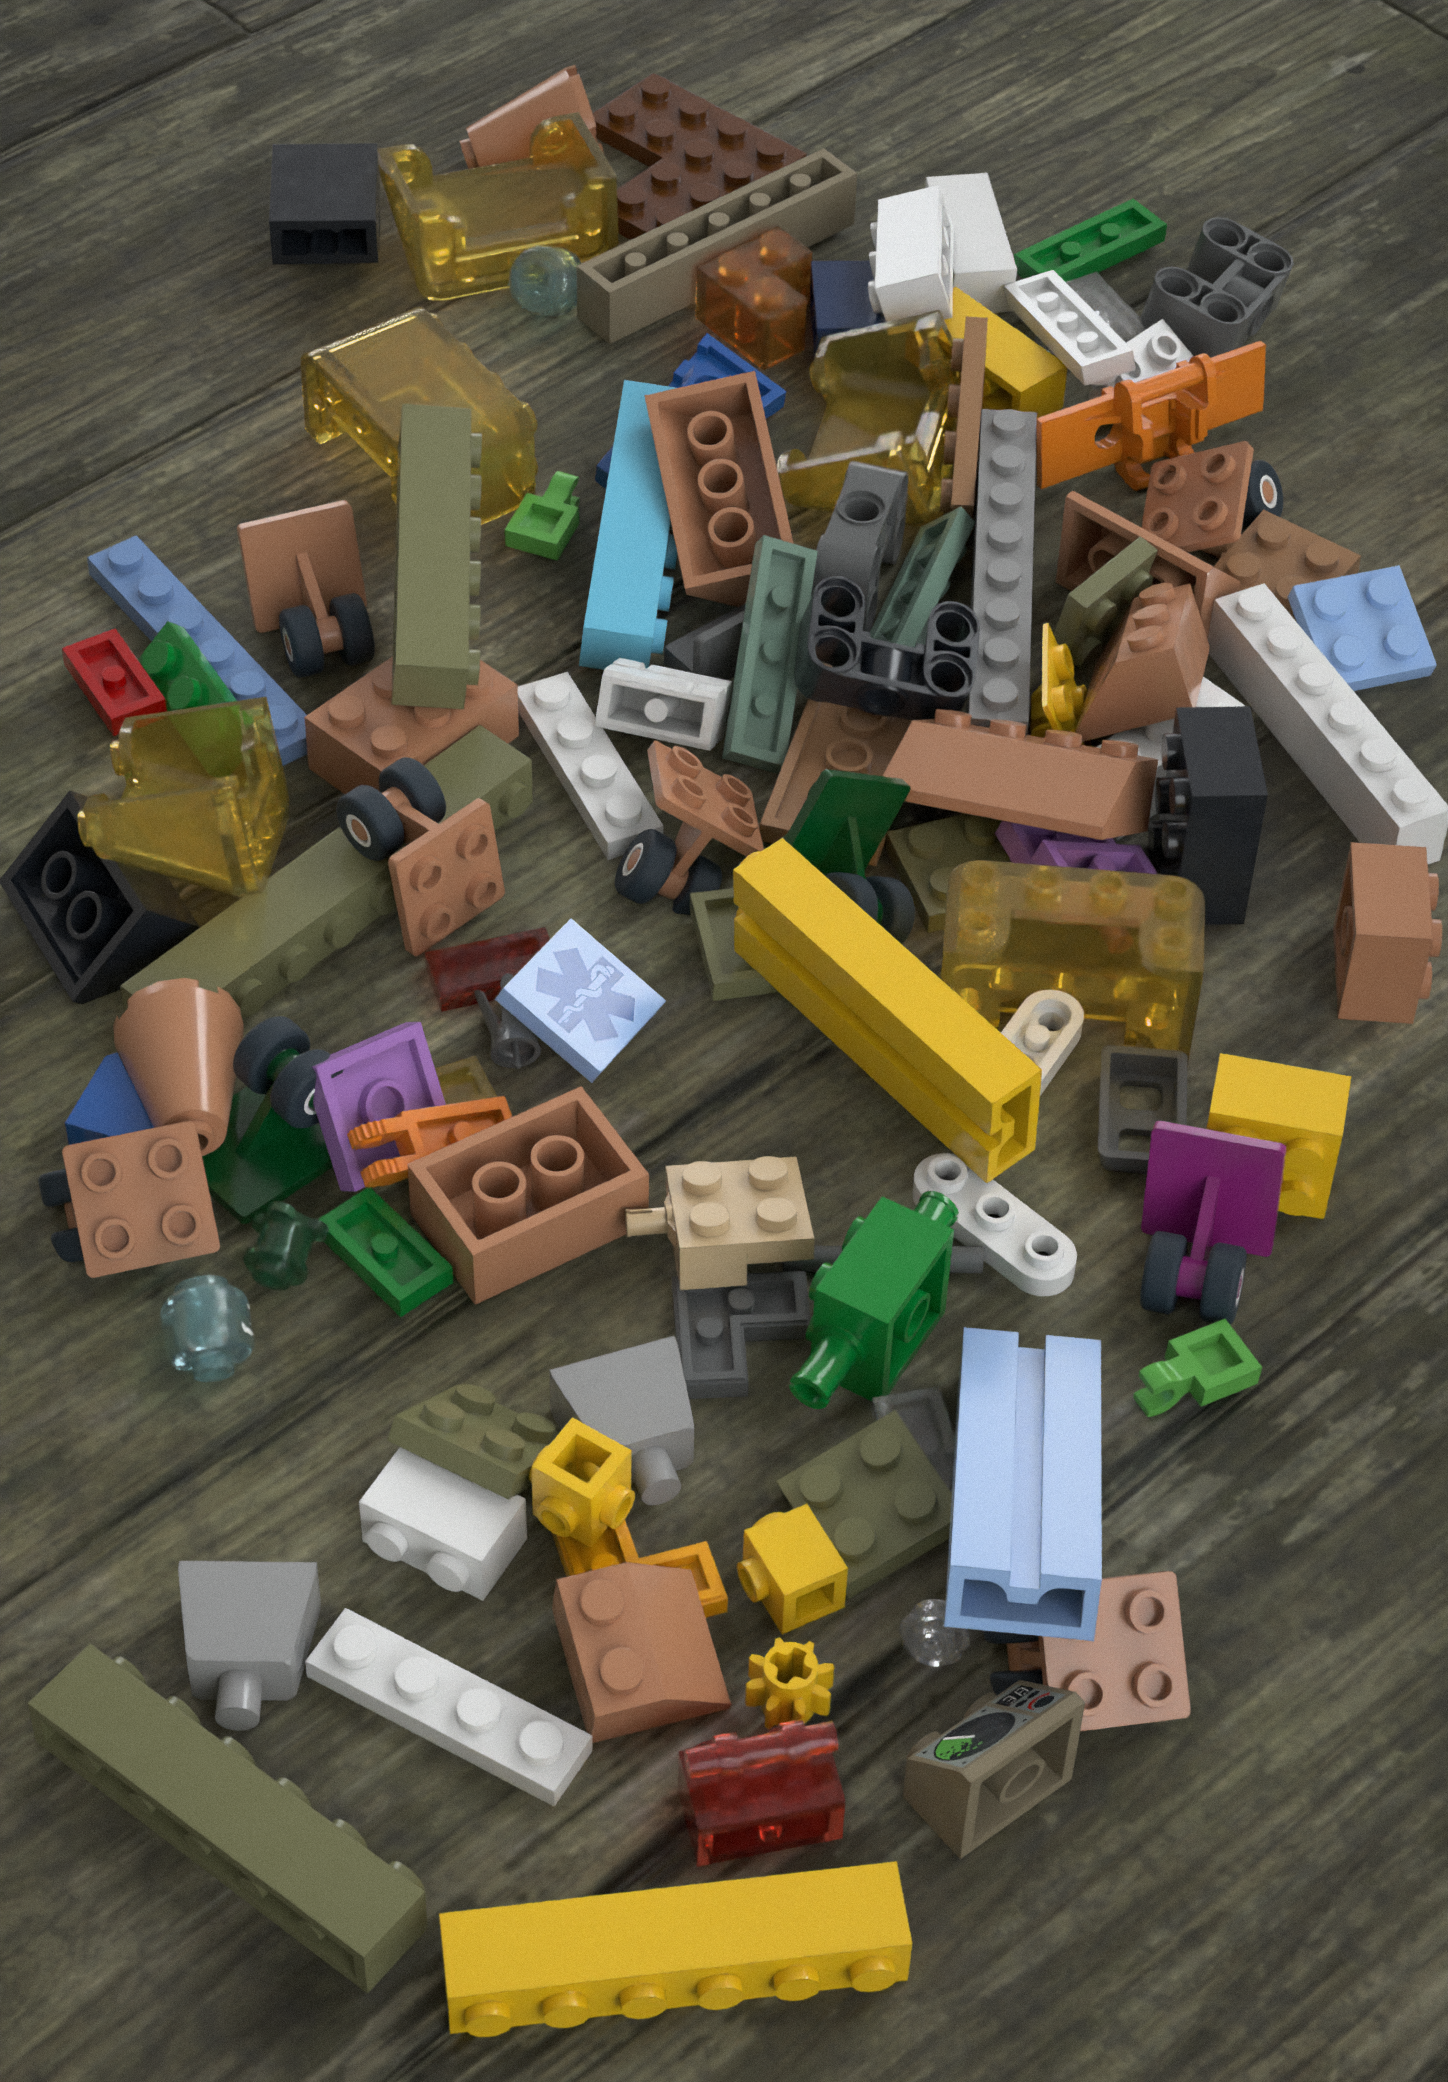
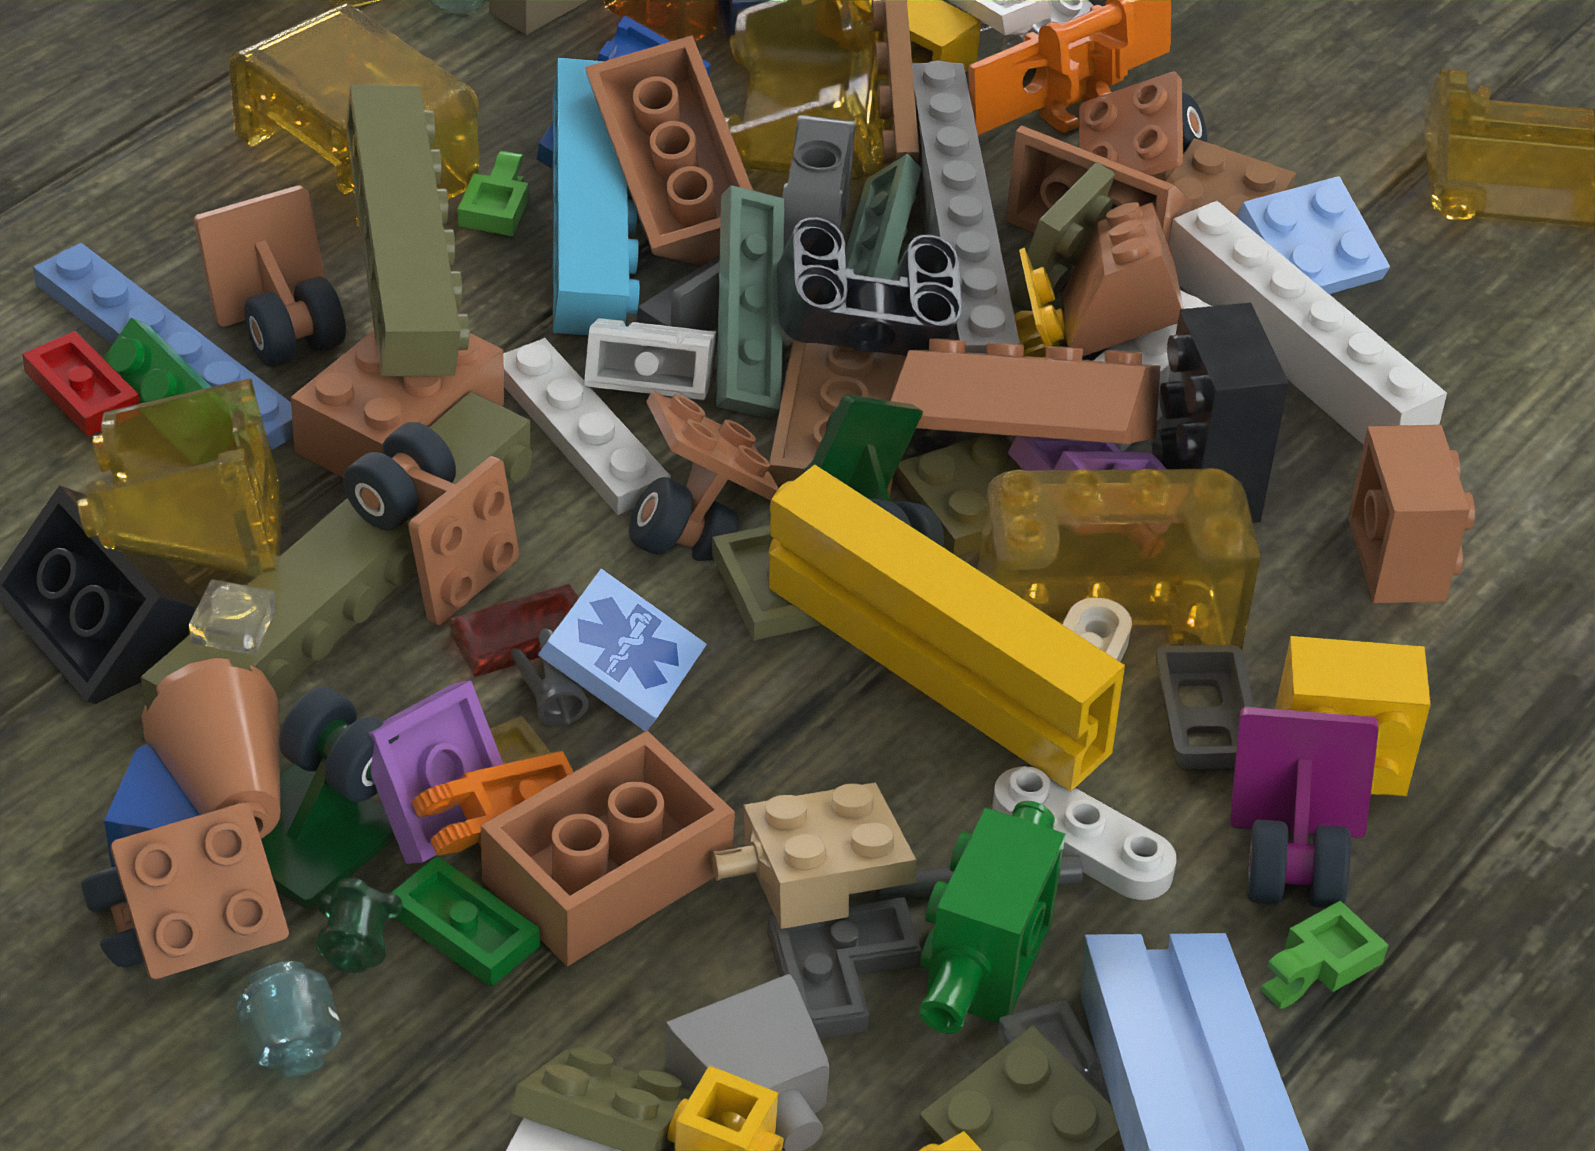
camera: 10 degrees left, 5 degrees down
(213, 935) = (232, 617): none -> clear plate

